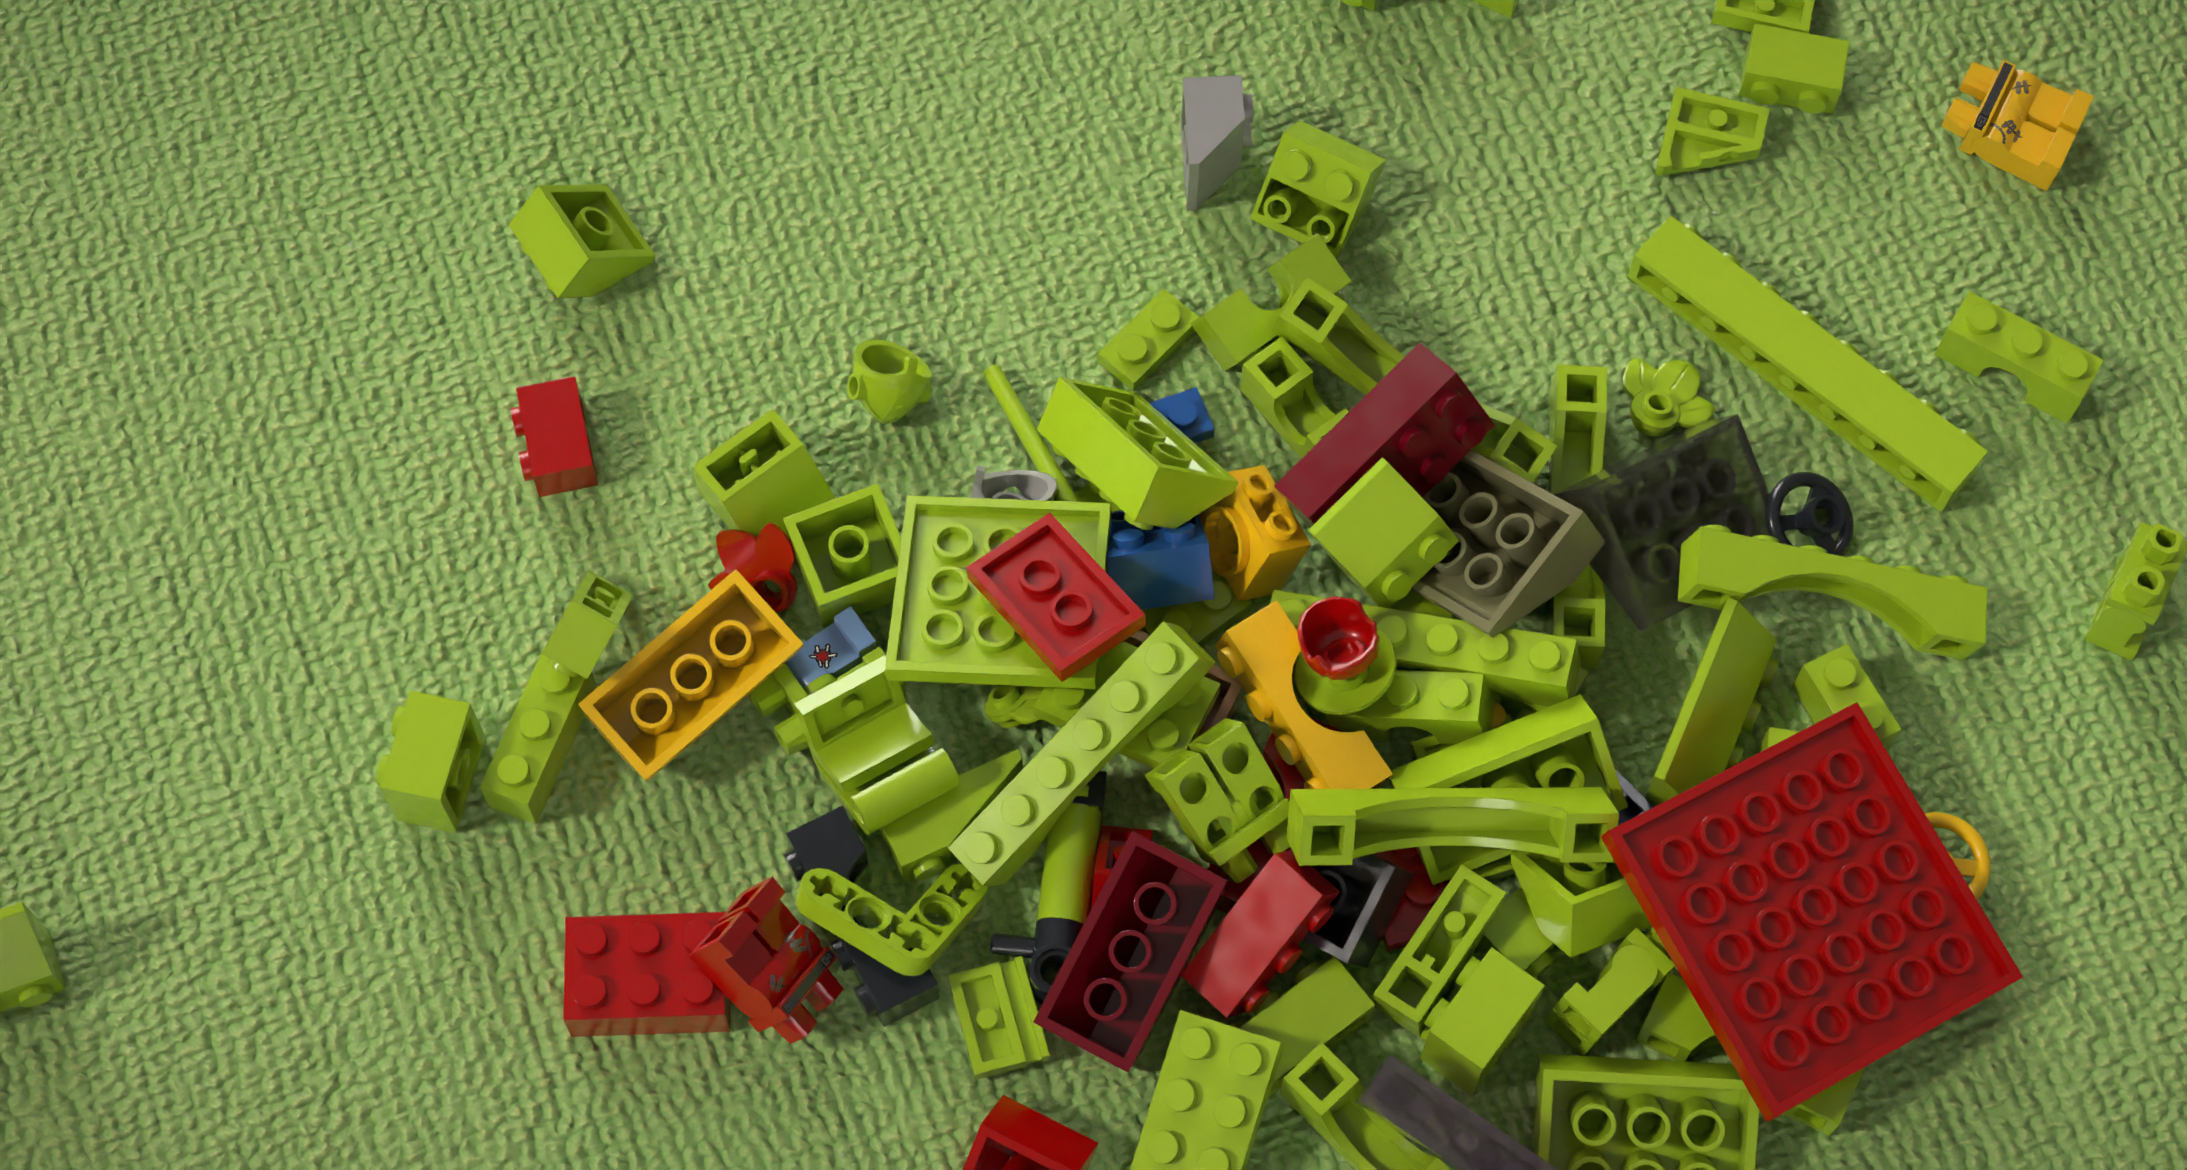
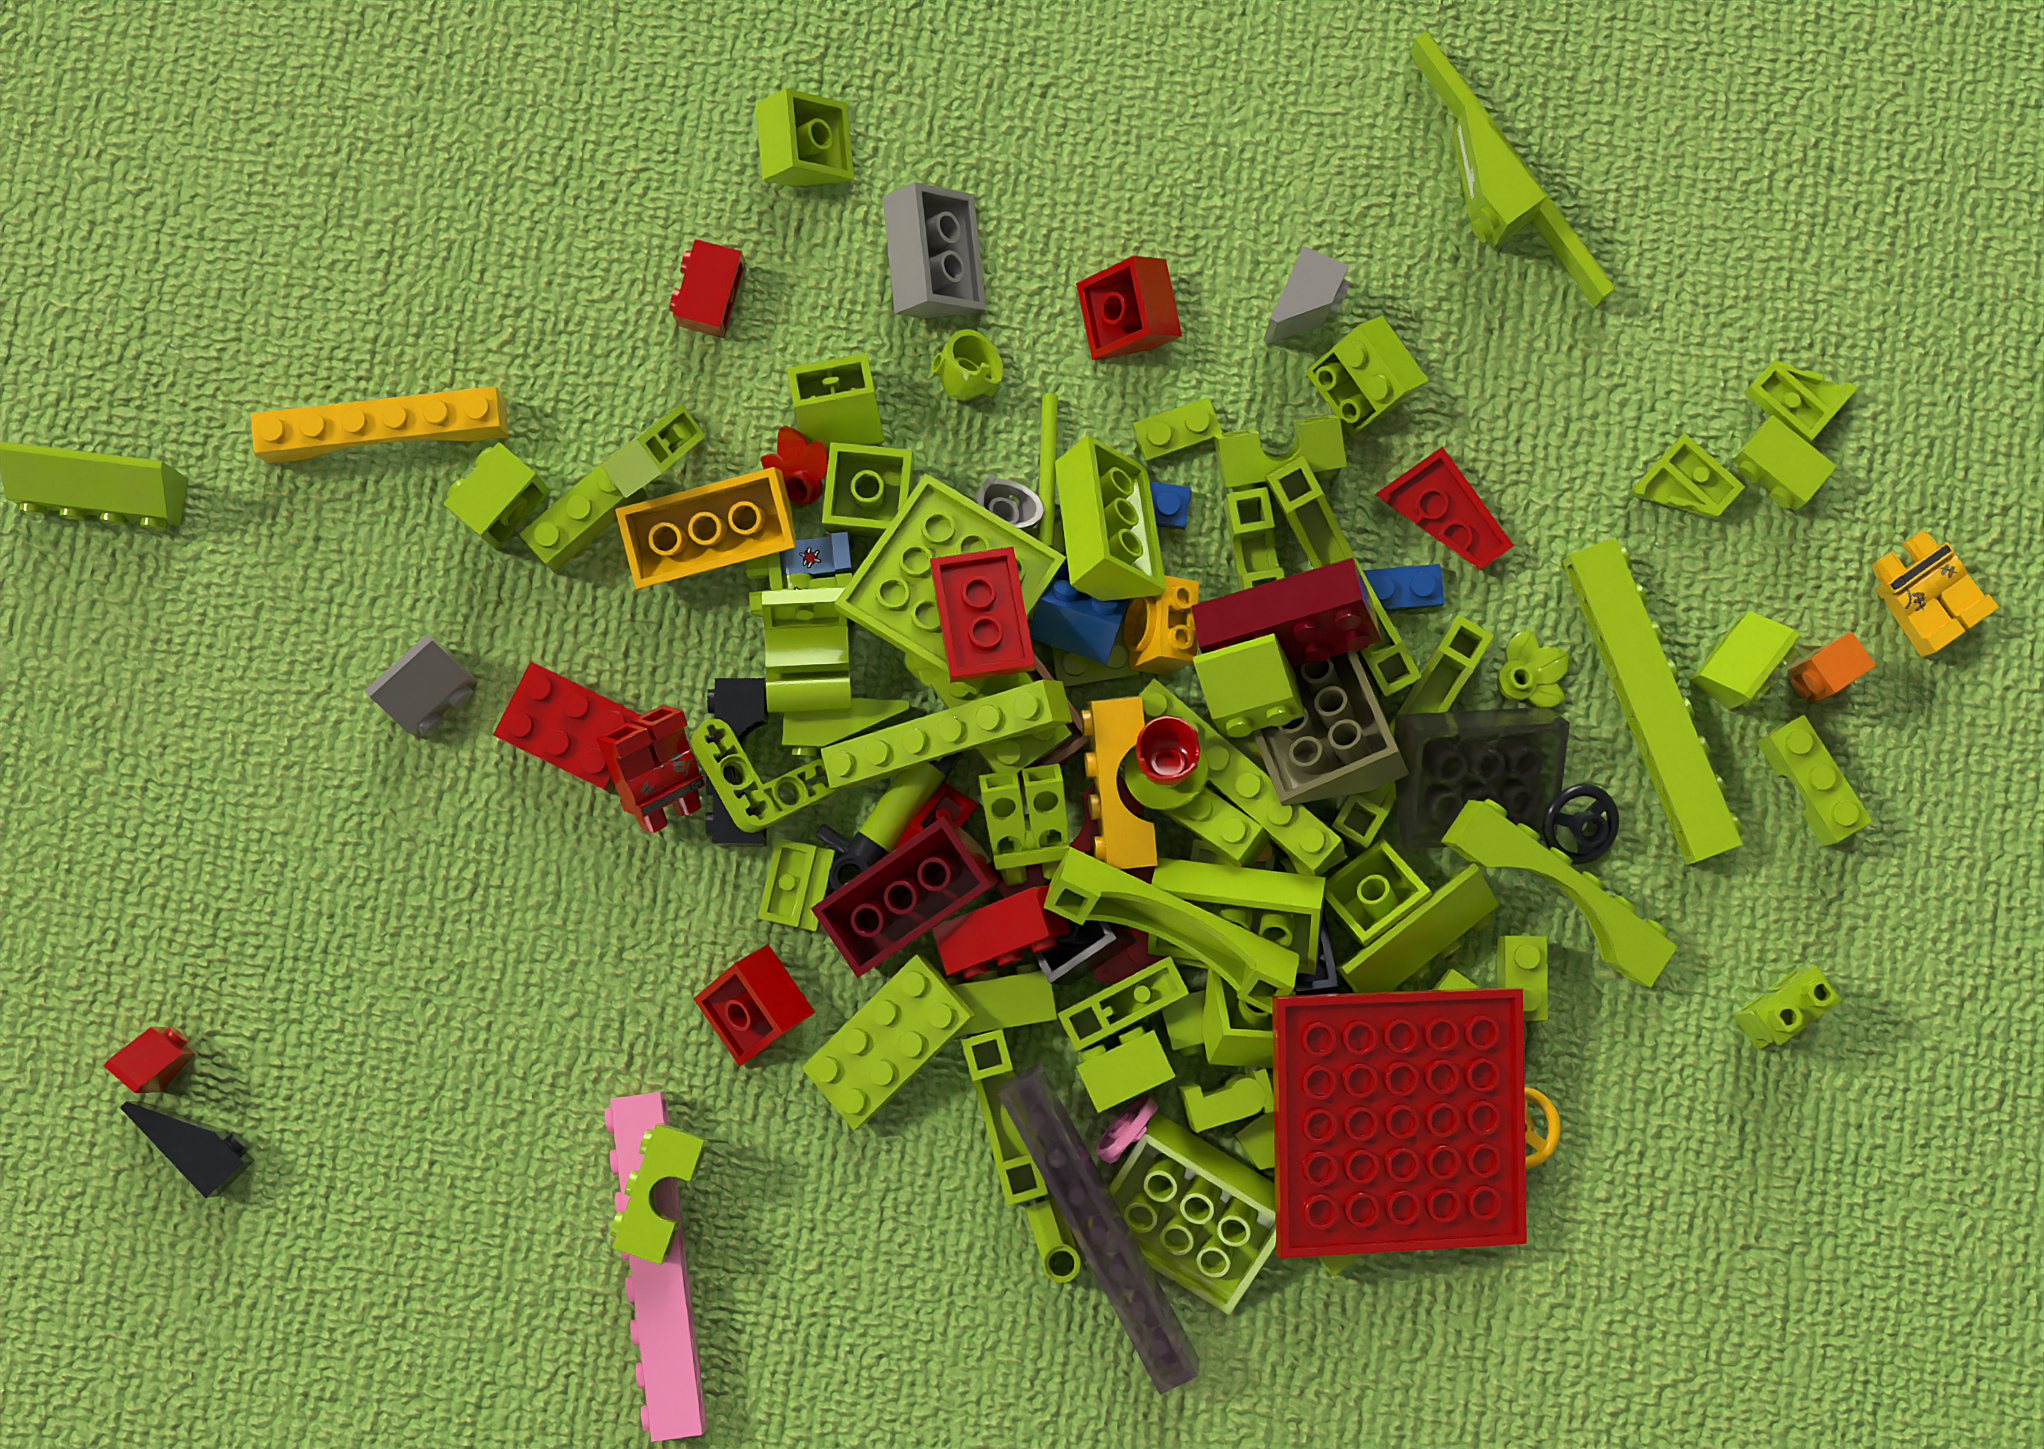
camera: 30 degrees right, 15 degrees up
(179, 797) = (322, 429): none -> yellow arch
(451, 1012) = (422, 687): none -> light grey slope
(784, 284) = (933, 252): none -> light grey slope
(1027, 240) = (1129, 308): none -> red slope
(1480, 278) = (1448, 509): none -> red wing
(1494, 372) = (1407, 586): none -> blue plate
(1518, 1084) = (1126, 1128): none -> bright pink wheel
(1641, 691) = (1374, 892): none -> lime slope
(1877, 271) = (1745, 659): none -> lime slope
(1966, 235) = (1830, 668): none -> orange piece

